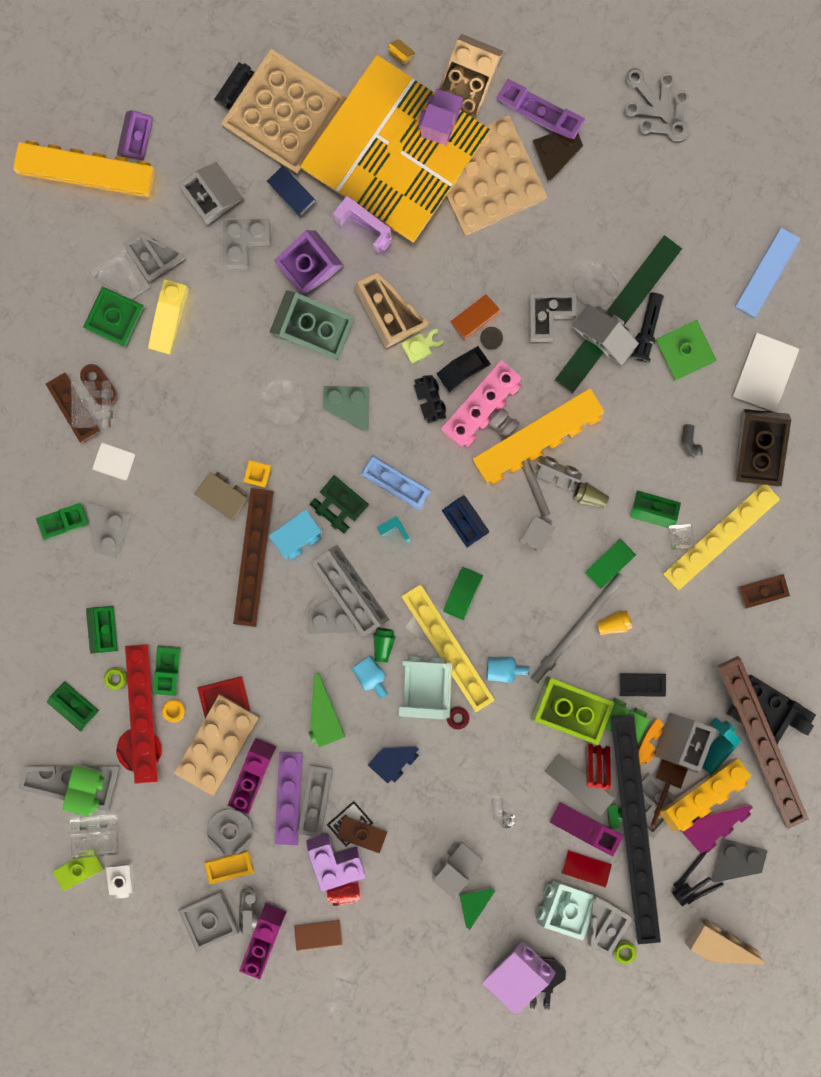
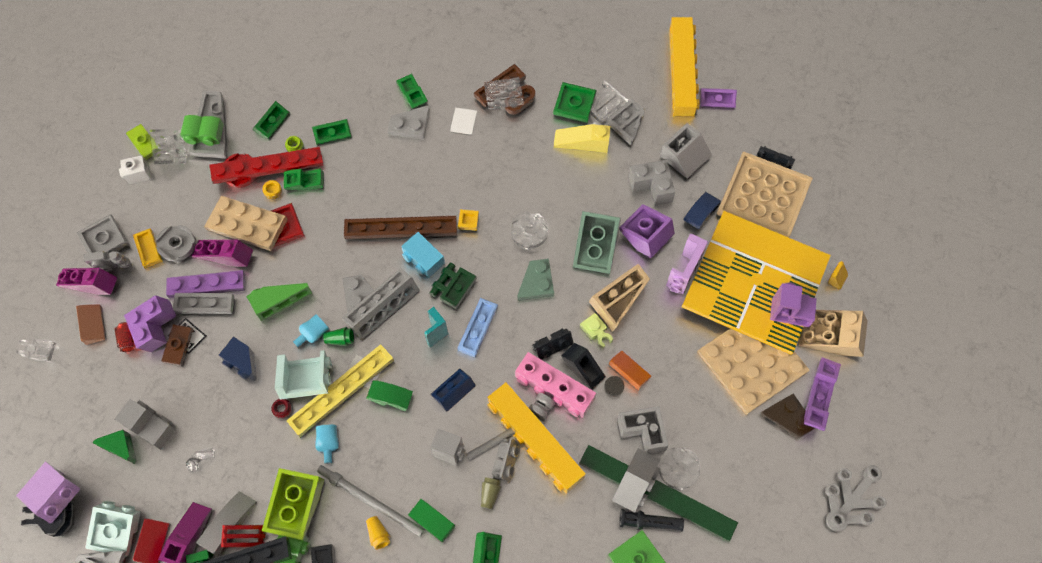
camera: 80 degrees right, 20 degrees down
(222, 496) = (446, 196): dark tan brick -> none

